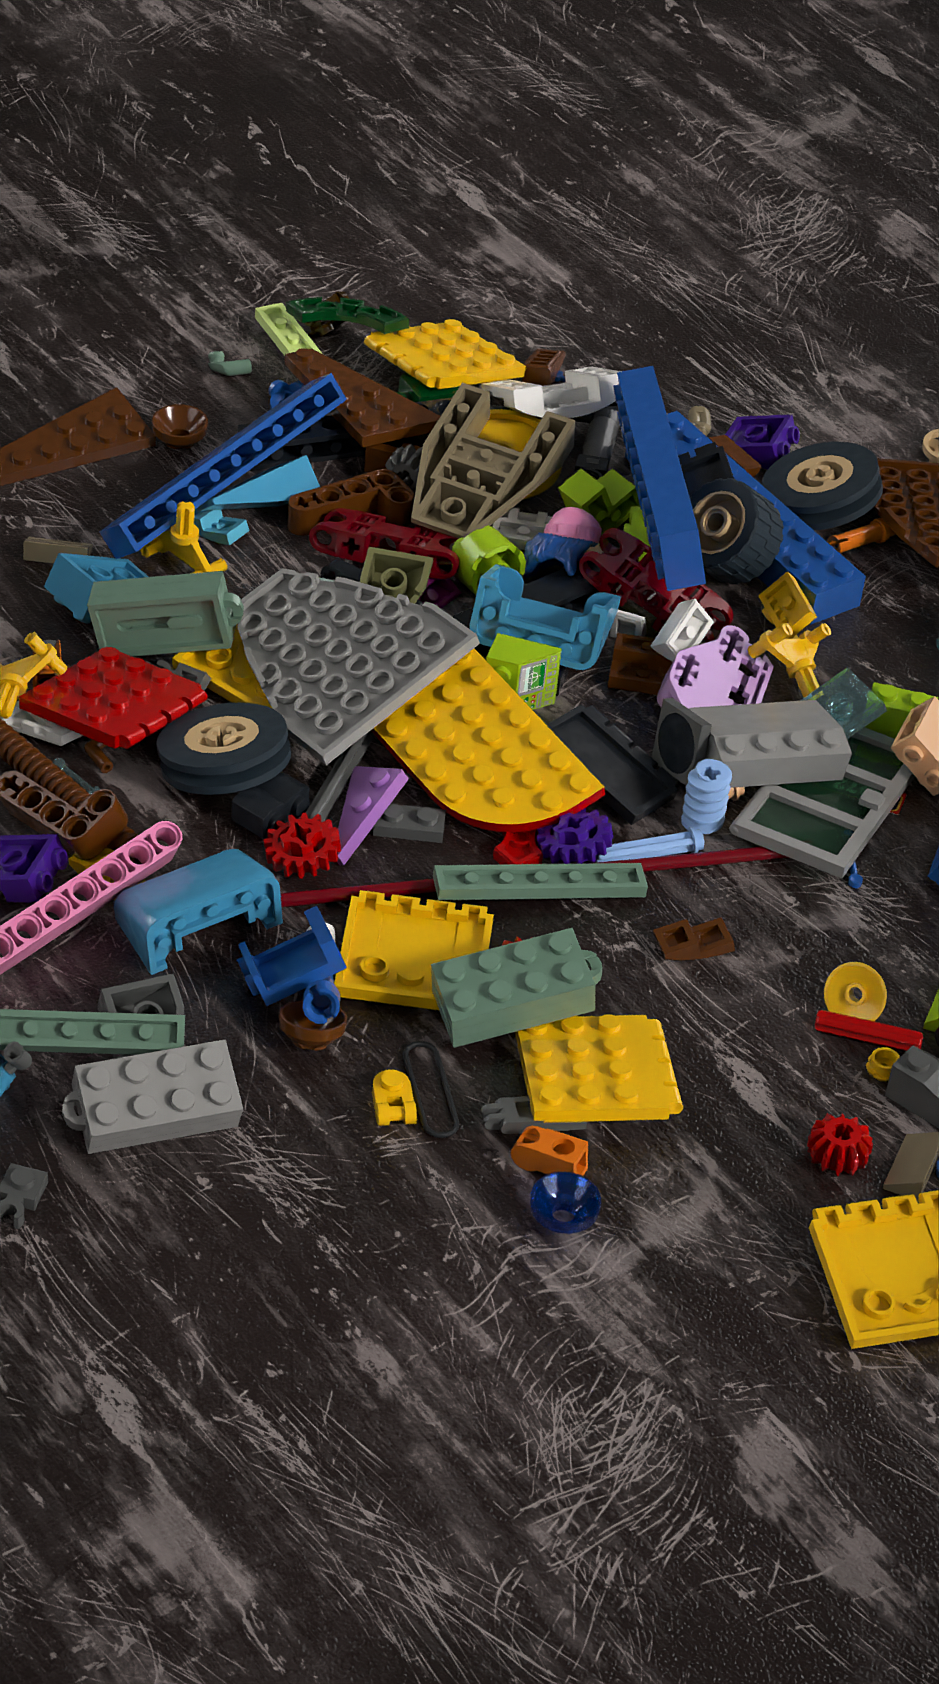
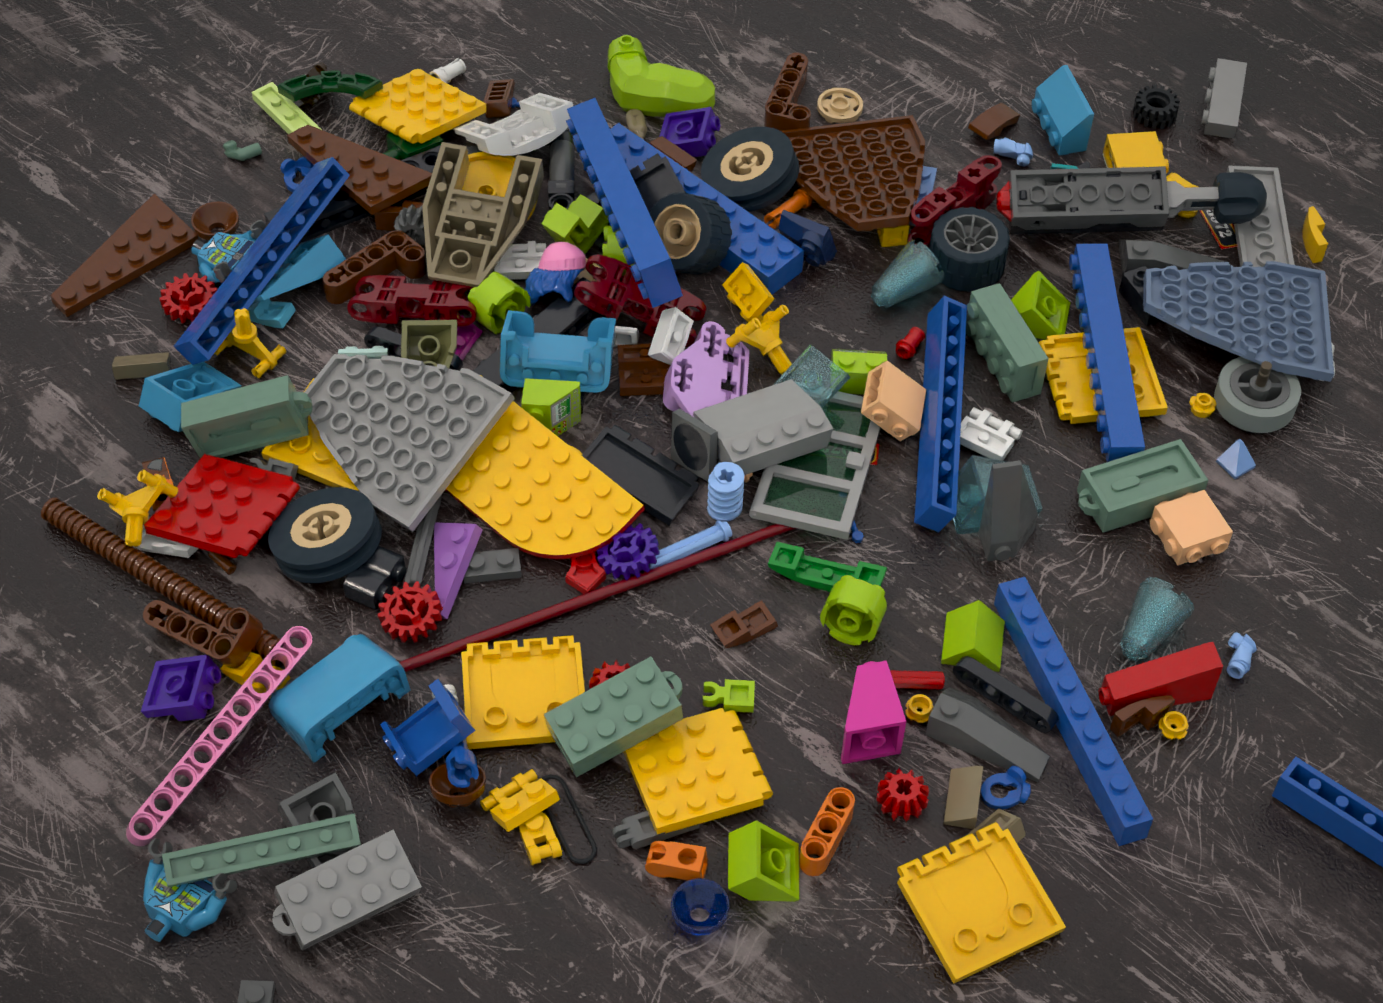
camera: 10 degrees left, 10 degrees up
(61, 764) = (191, 576): clear light blue hinge -> none
(124, 490) = (186, 296): none -> red gear
(179, 453) = (224, 252): none -> torso
(380, 1054) = (529, 801): none -> yellow plate
(492, 330) = (449, 71): none -> white pin
(539, 881) = (609, 601): sand green plate -> none
(652, 1177) = (763, 864): none -> lime slope
(663, 1004) = (735, 696): none -> lime plate
(731, 385) = (655, 86): none -> lime piece
(738, 1161) = (823, 843): none -> orange beam
(803, 909) = (817, 572): none -> green slope
(822, 1054) = (874, 716): none -> dark pink slope
(827, 941) = (854, 610): none -> lime brick
(840, 991) = (870, 647): yellow piece -> none
(878, 563) = (810, 236): none -> dark blue slope
(885, 424) = (781, 106): none -> reddish brown beam

